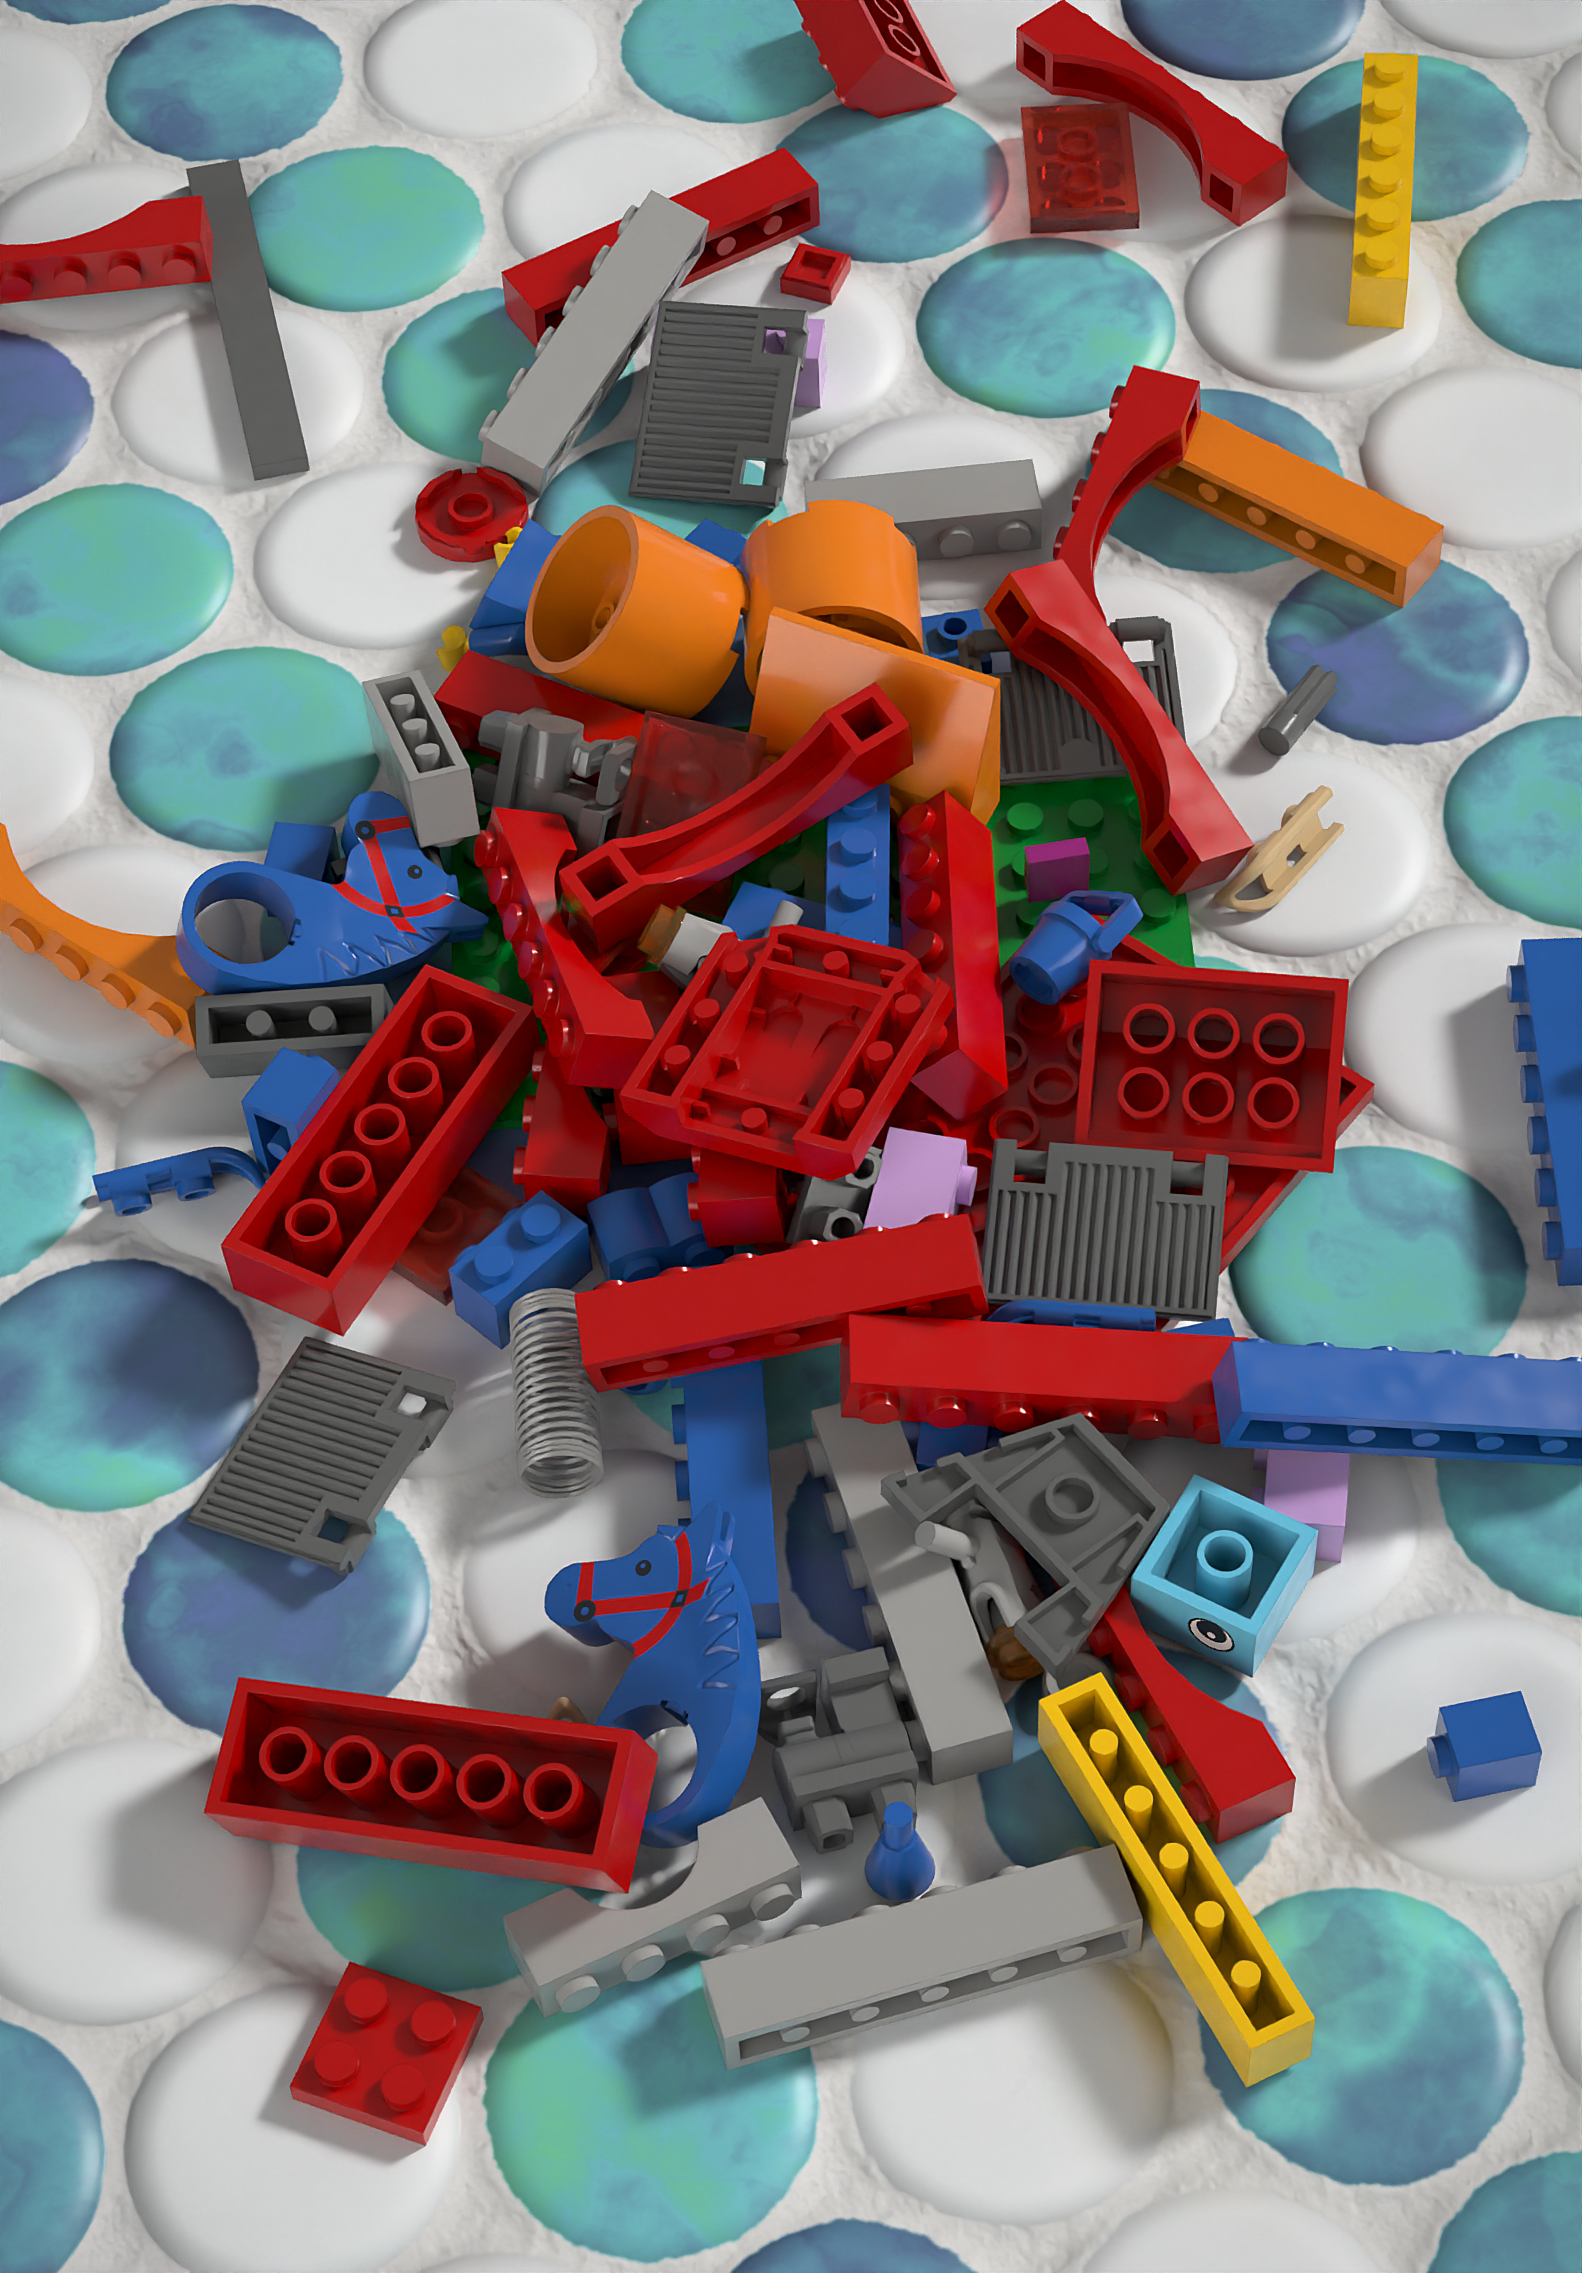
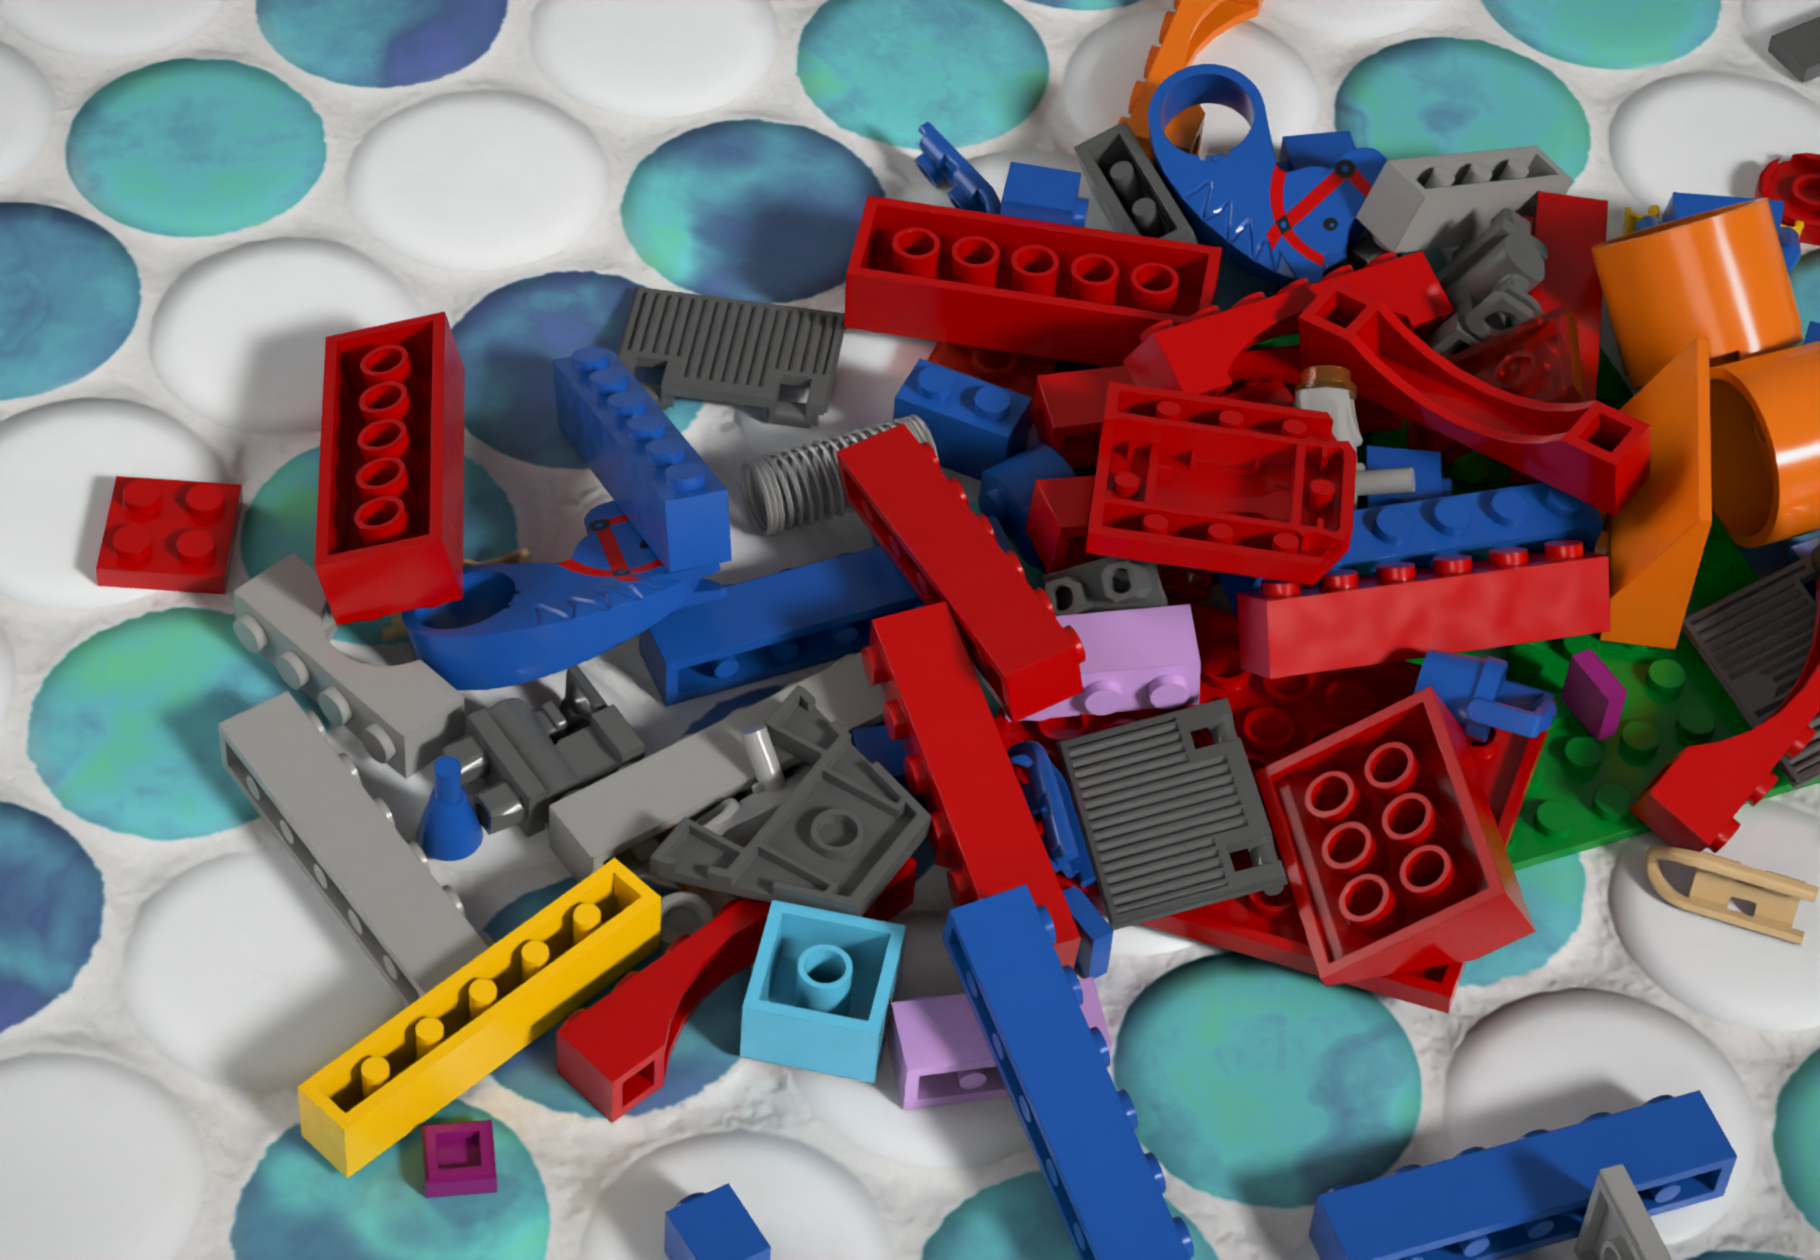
camera: 65 degrees right, 5 degrees down
(526, 1542) = (642, 460): none -> blue brick
(1312, 1949) = (459, 1158): none -> magenta tile

